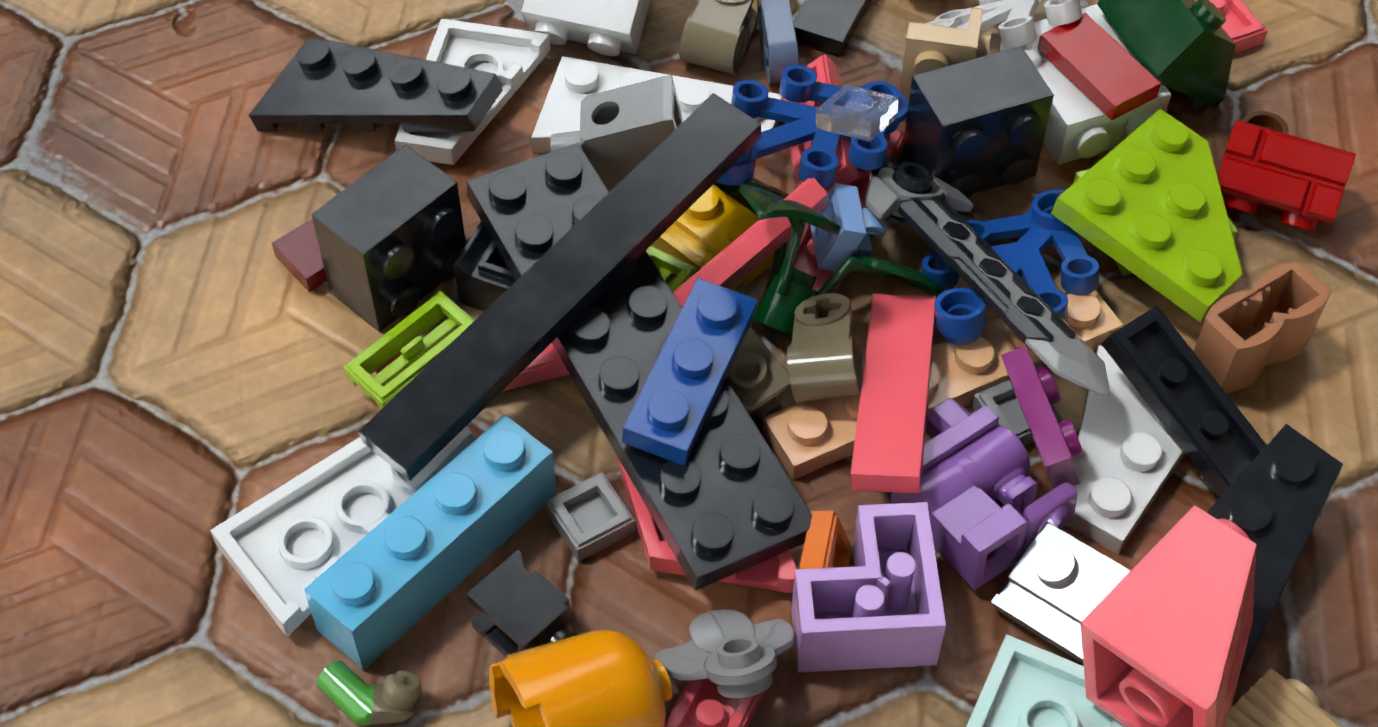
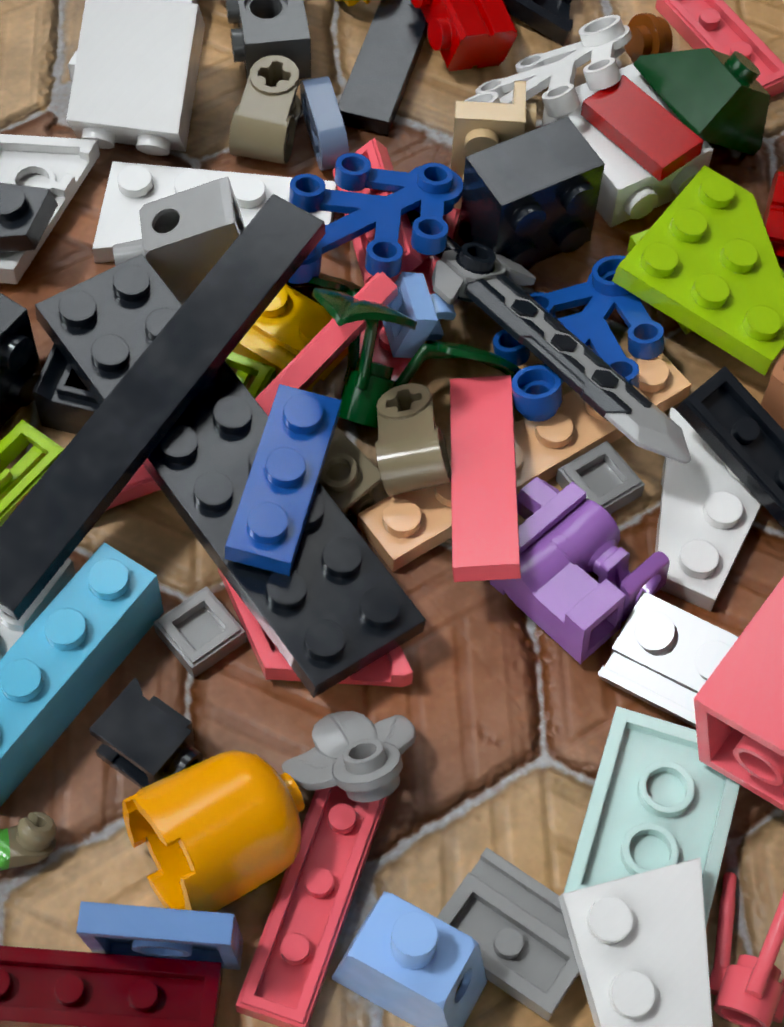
camera: 10 degrees left, 5 degrees up
(825, 543) = (436, 650): orange tile -> none
(857, 113) = (415, 198): clear tile -> none
(883, 607) = (494, 697): lavender brick -> none
(1035, 393) = (641, 509): magenta plate -> none

